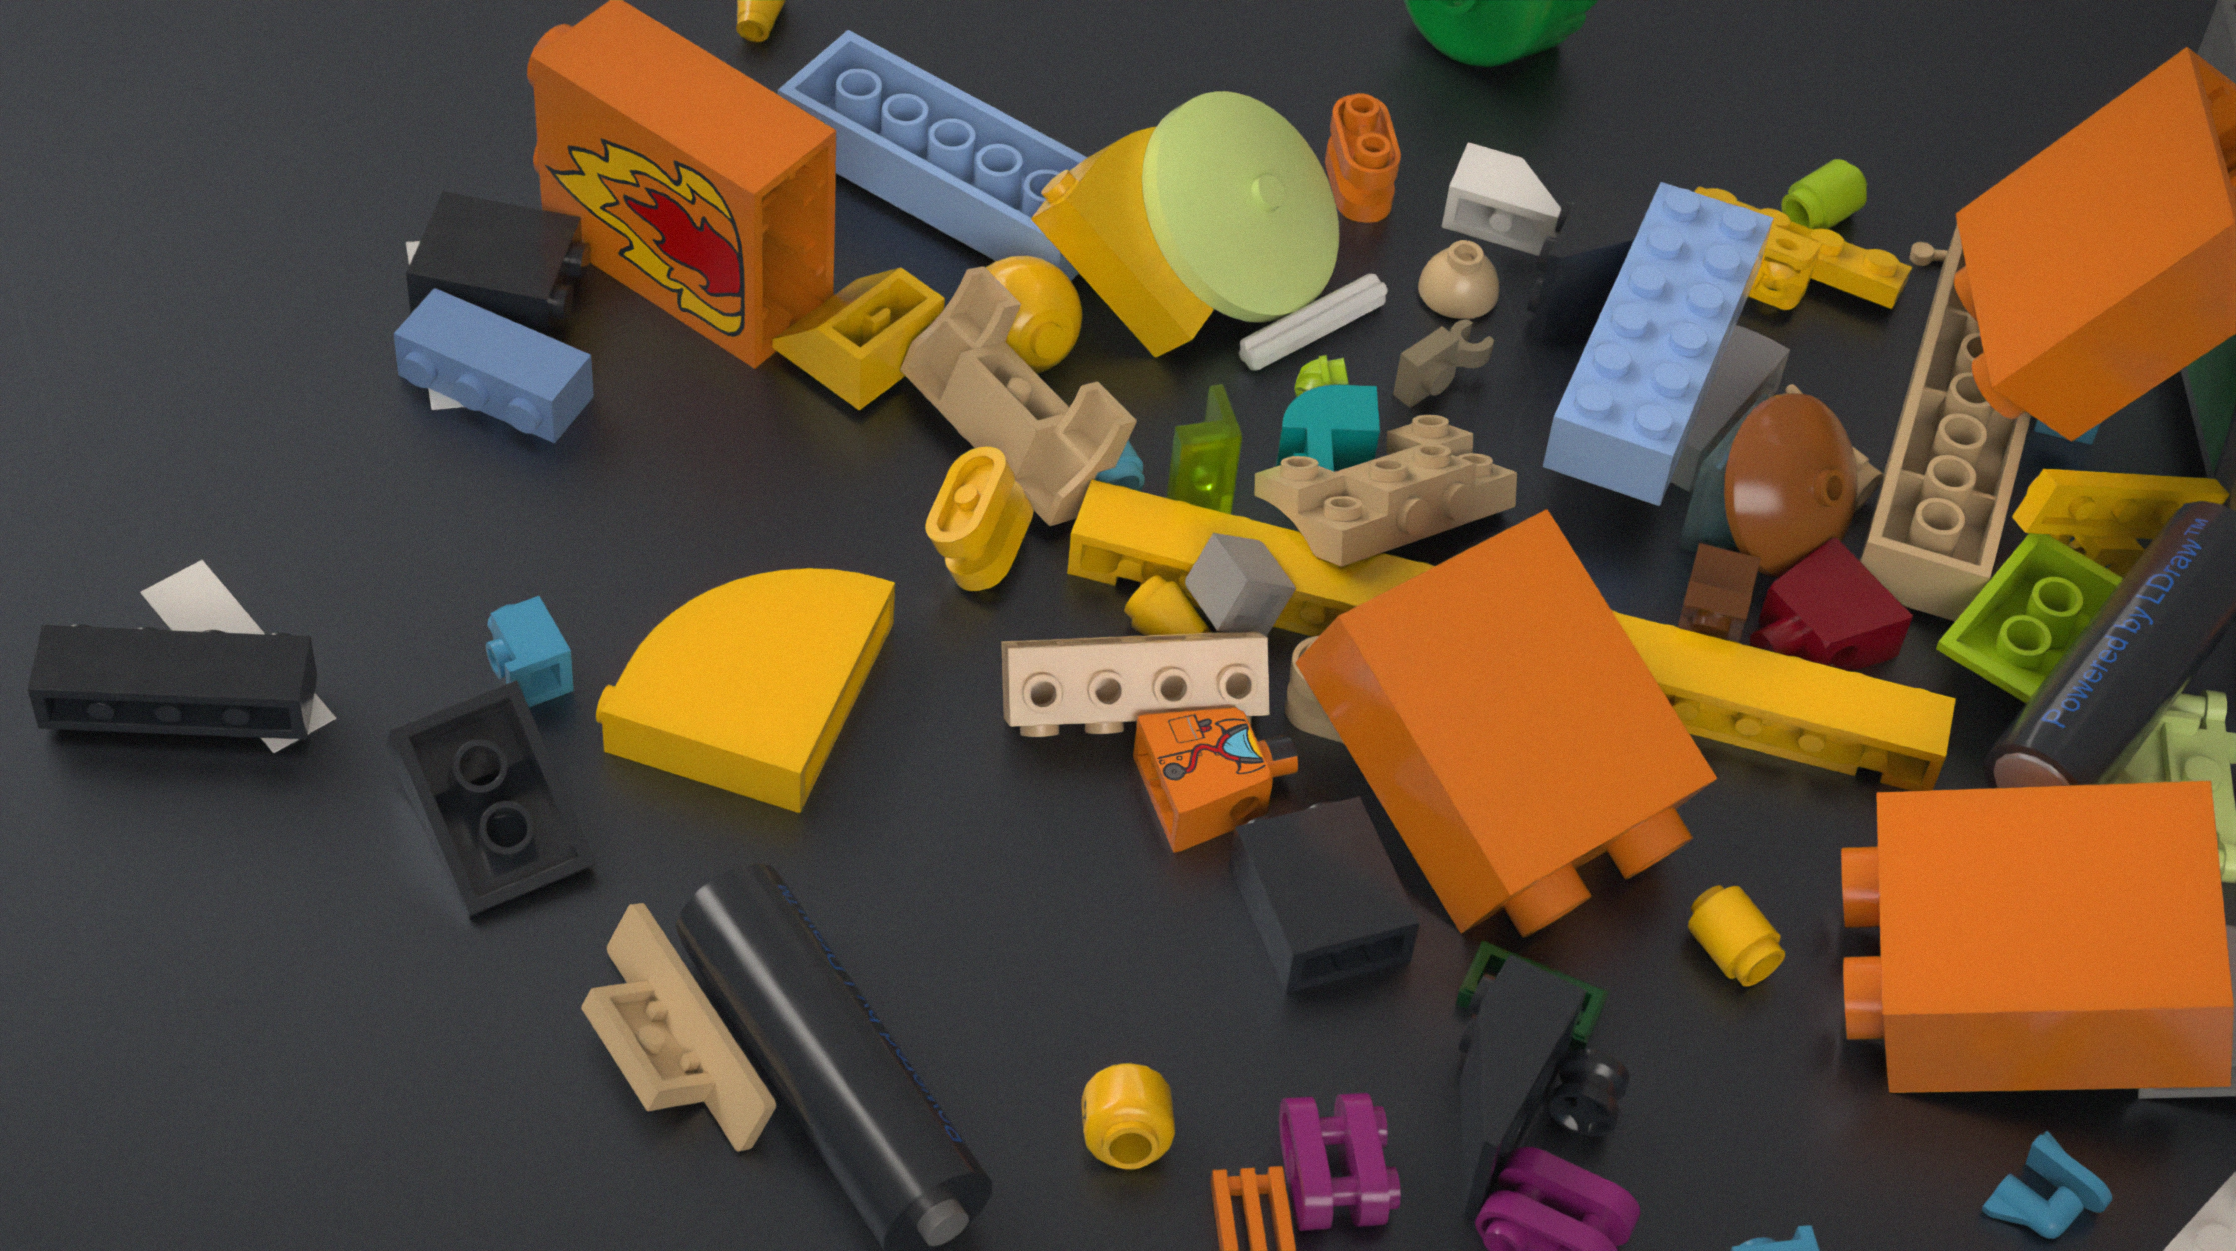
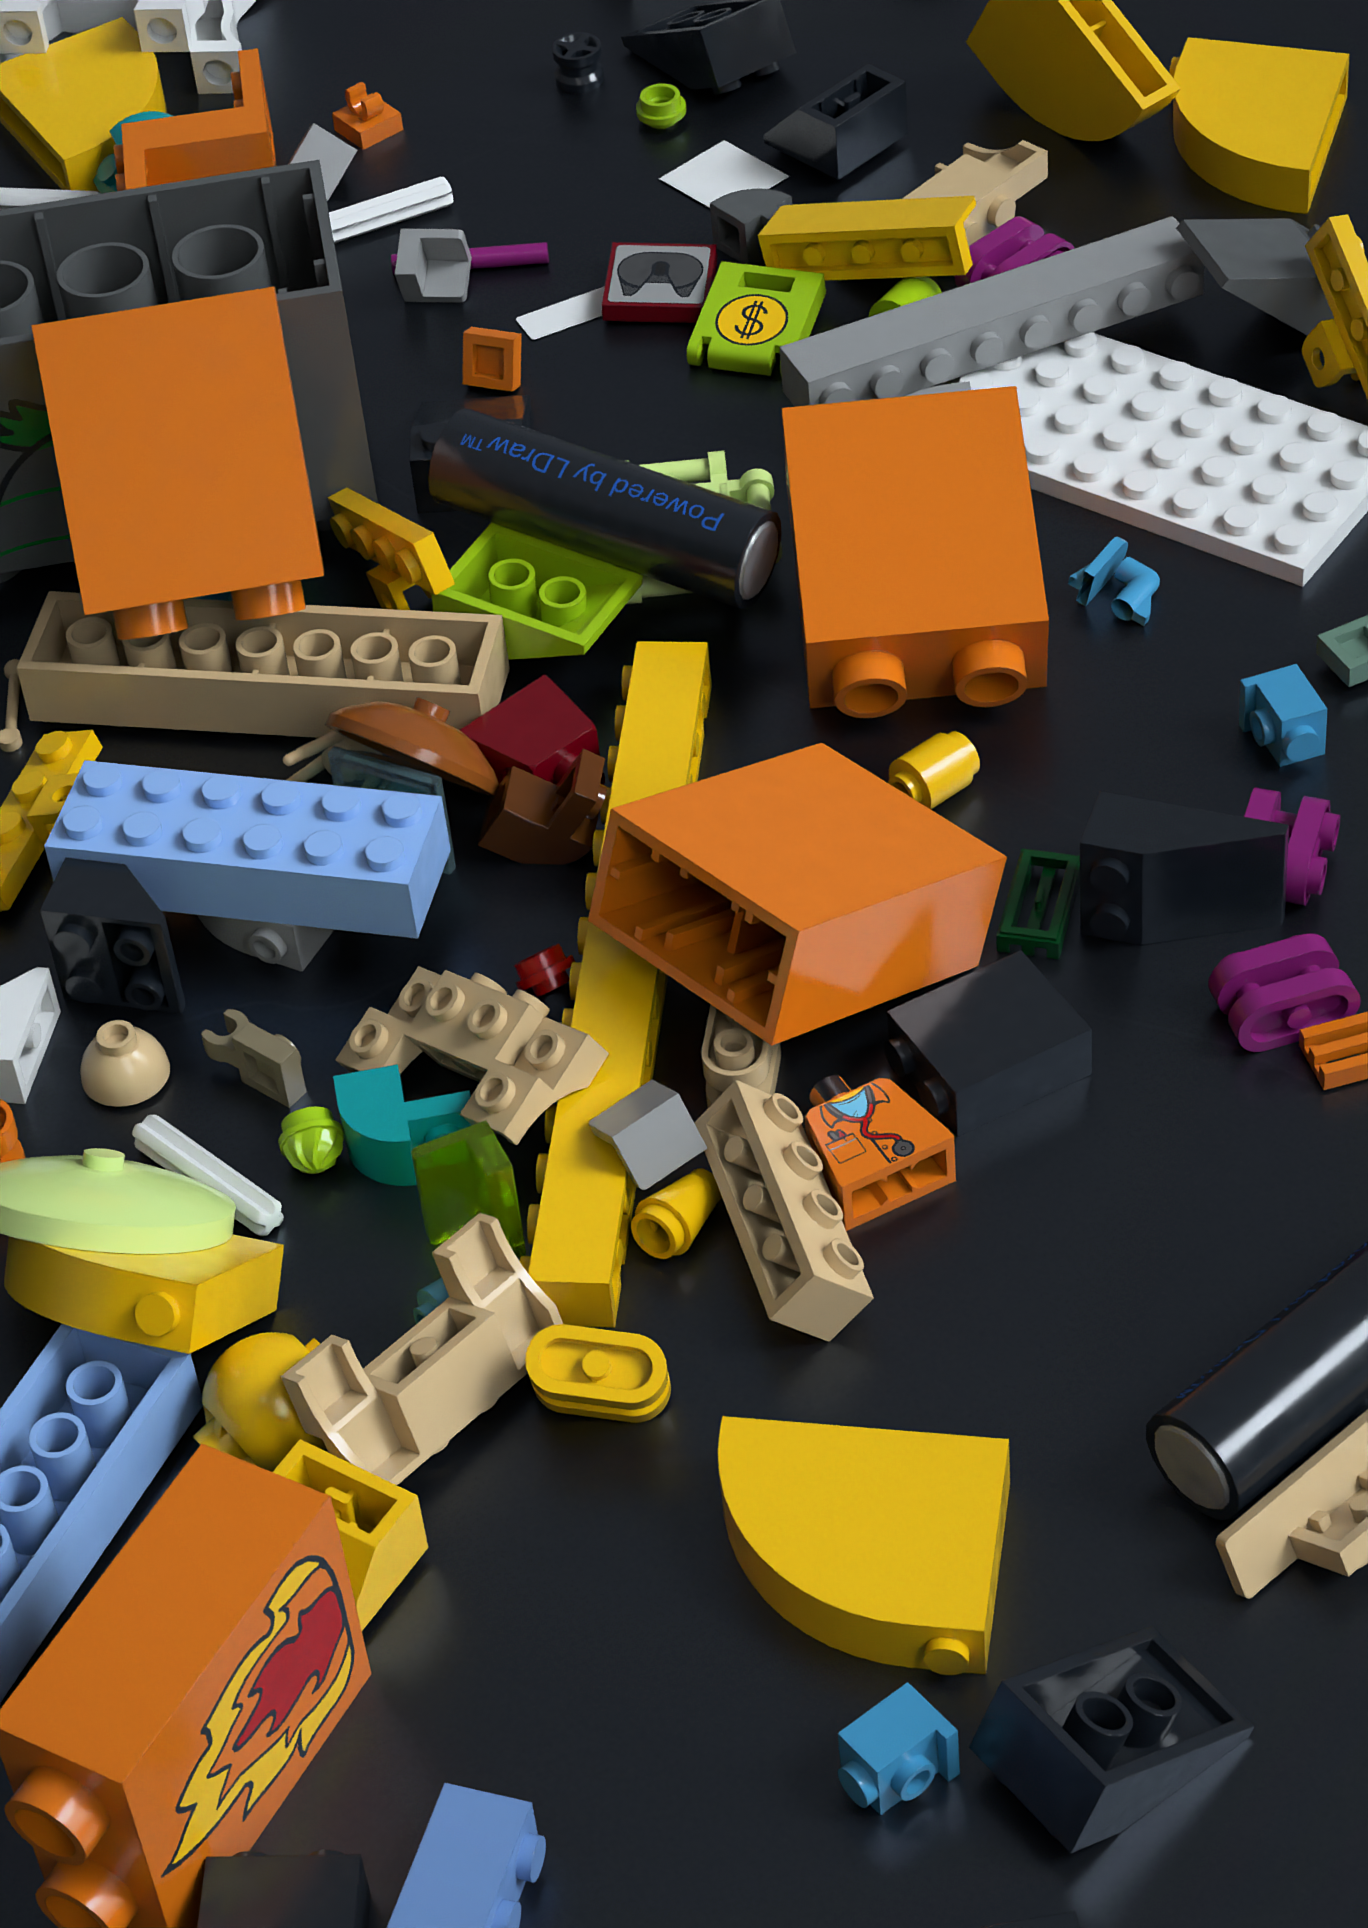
camera: 90 degrees left, 5 degrees down
(1128, 1116) = (1297, 1135): yellow head -> none

